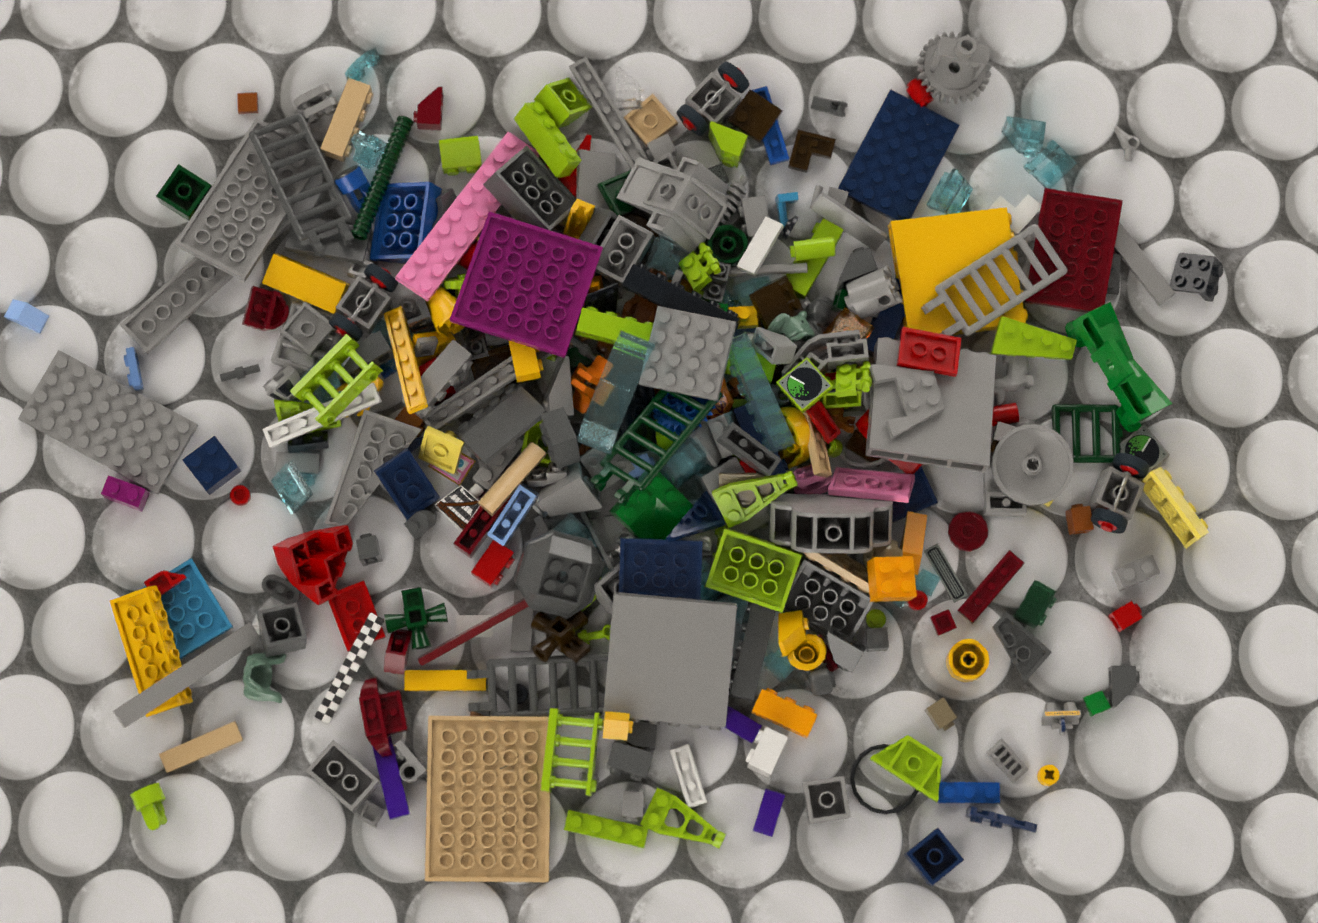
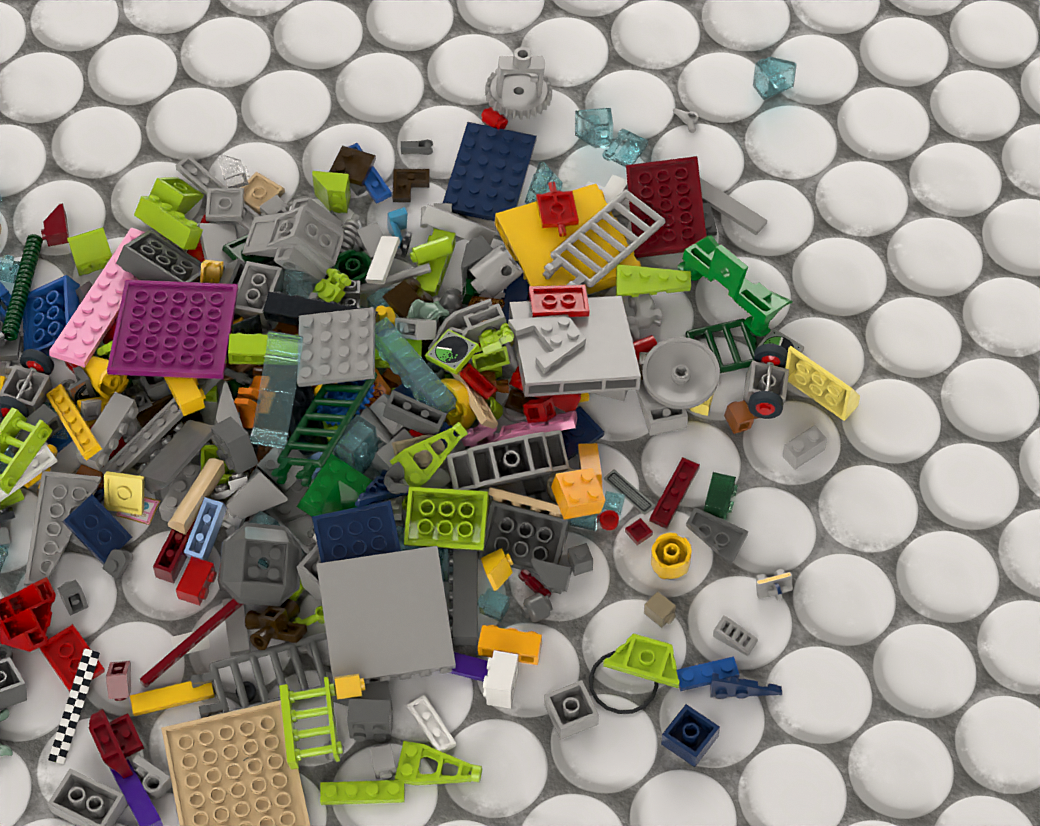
camera: 10 degrees left, 20 degrees down
(416, 617) = (131, 645): dark green brick -> none
(460, 505) = (150, 537): torso -> none
(611, 130) = (224, 204): none -> light grey tile
(712, 517) = (395, 480): none -> dark grey plate
(713, 99) = (311, 156): brick -> none
(768, 812) = (518, 737): dark purple slope -> none
(808, 654) = (518, 585): yellow hat -> none
(875, 618) = (573, 540): lime plate -> none
(877, 468) = (539, 410): none -> red brick
(956, 233) = (557, 209): none -> red plate
(968, 531) = (639, 452): dark red tile -> none
(1045, 777) = (780, 643): yellow wheel -> none
(1096, 703) = (804, 567): green slope -> none
(1121, 682) = (821, 542): dark grey slope -> none
(1126, 616) = (807, 486): red brick -> none
(1197, 275) = (781, 200): black bracket -> none
(1232, 118) = (773, 76): none -> clear light blue slope

